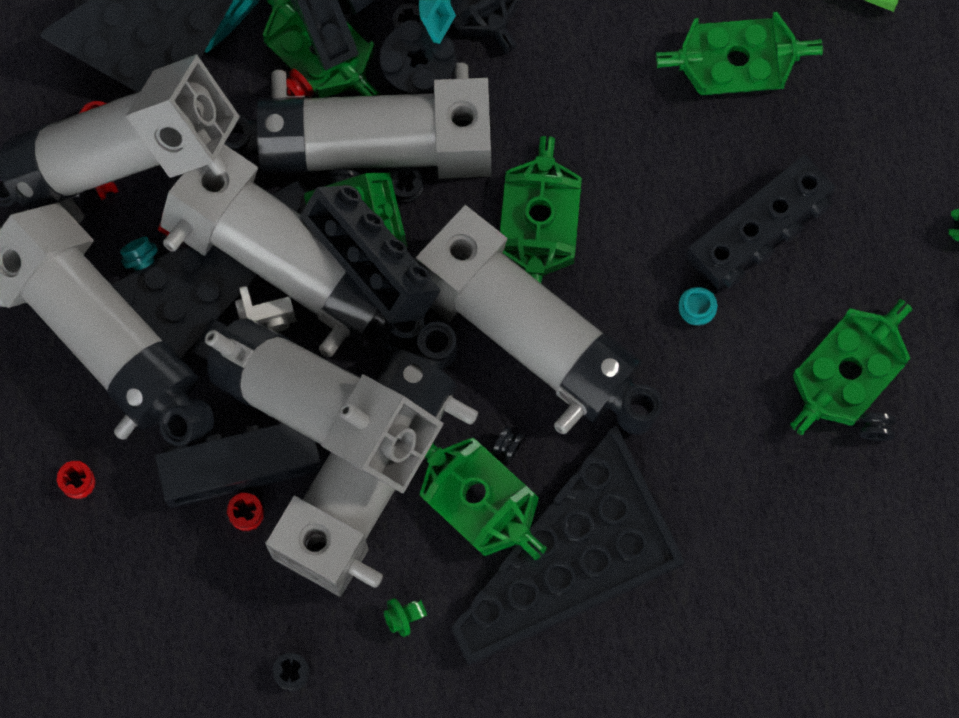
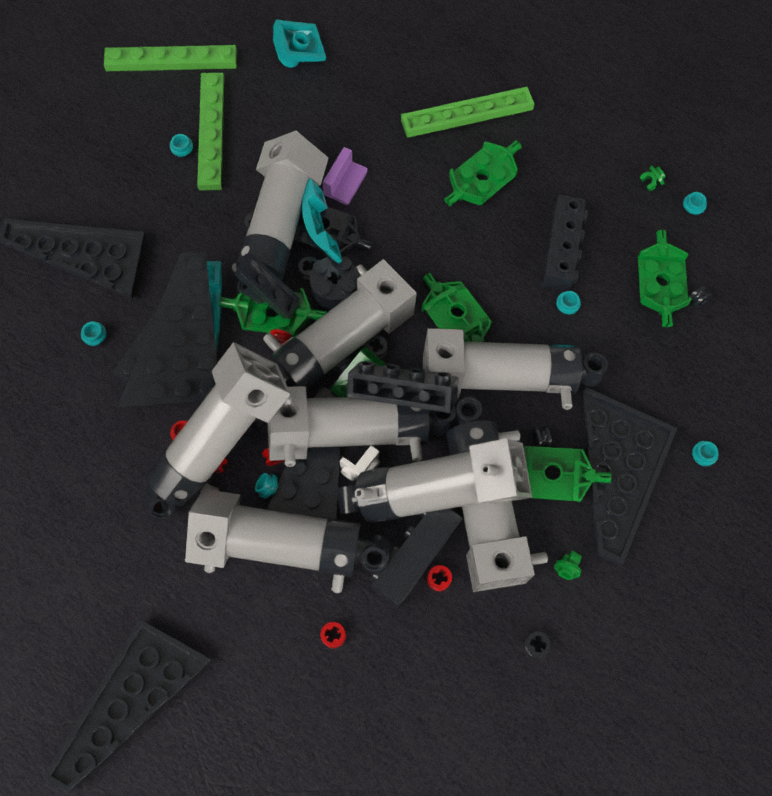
camera: 45 degrees left, 5 degrees down
(696, 621) = (705, 453): none -> teal plate

